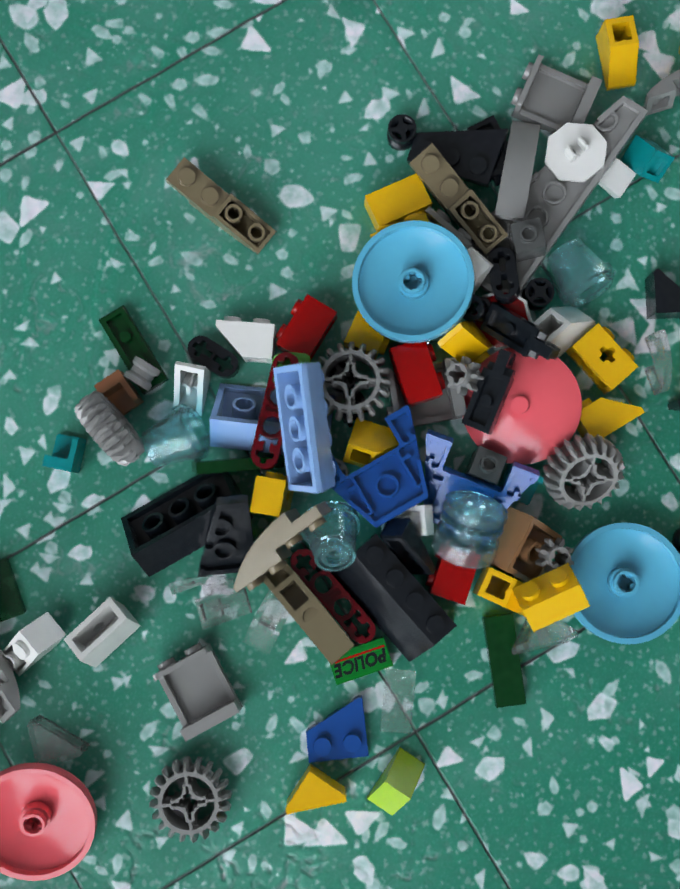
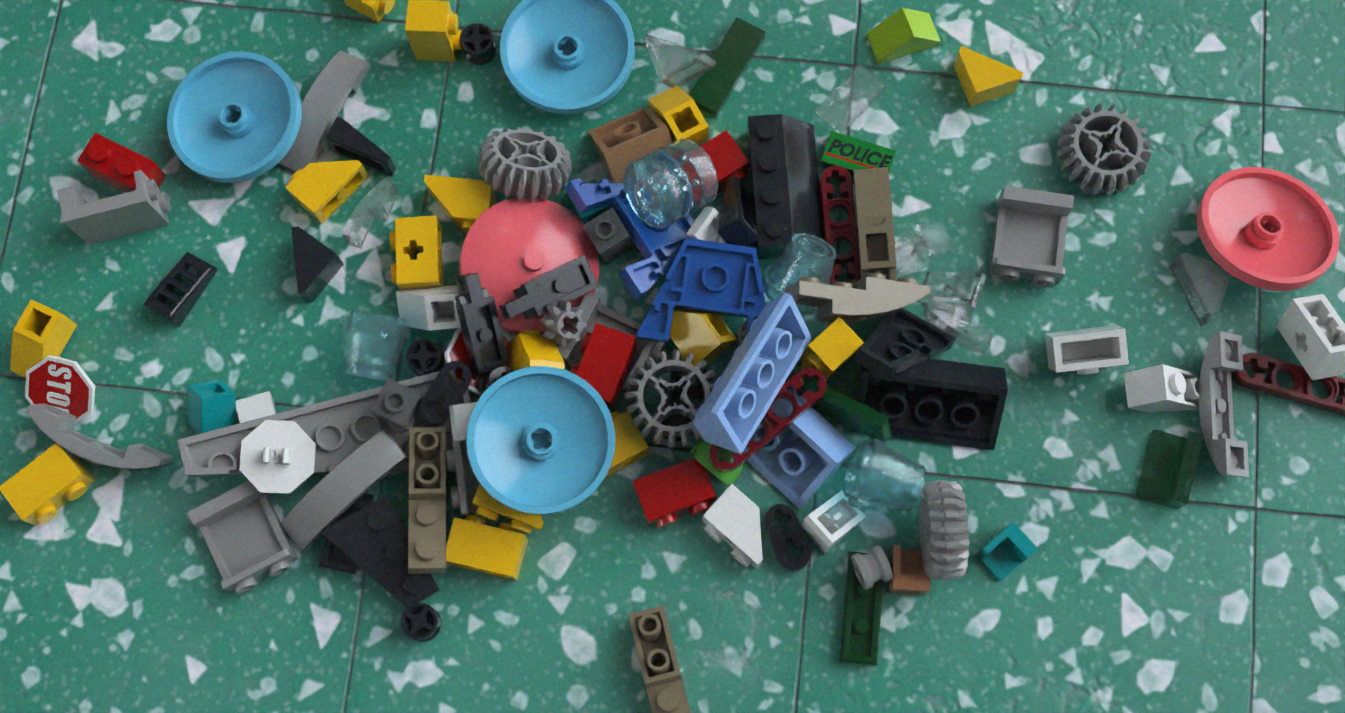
camera: 140 degrees left, 10 degrees down
(339, 735) = (925, 110): blue wing -> none
(547, 553) = (612, 110): light grey gear -> none
(551, 597) = (646, 76): yellow brick -> none
(618, 52) = (145, 531): yellow slope -> none

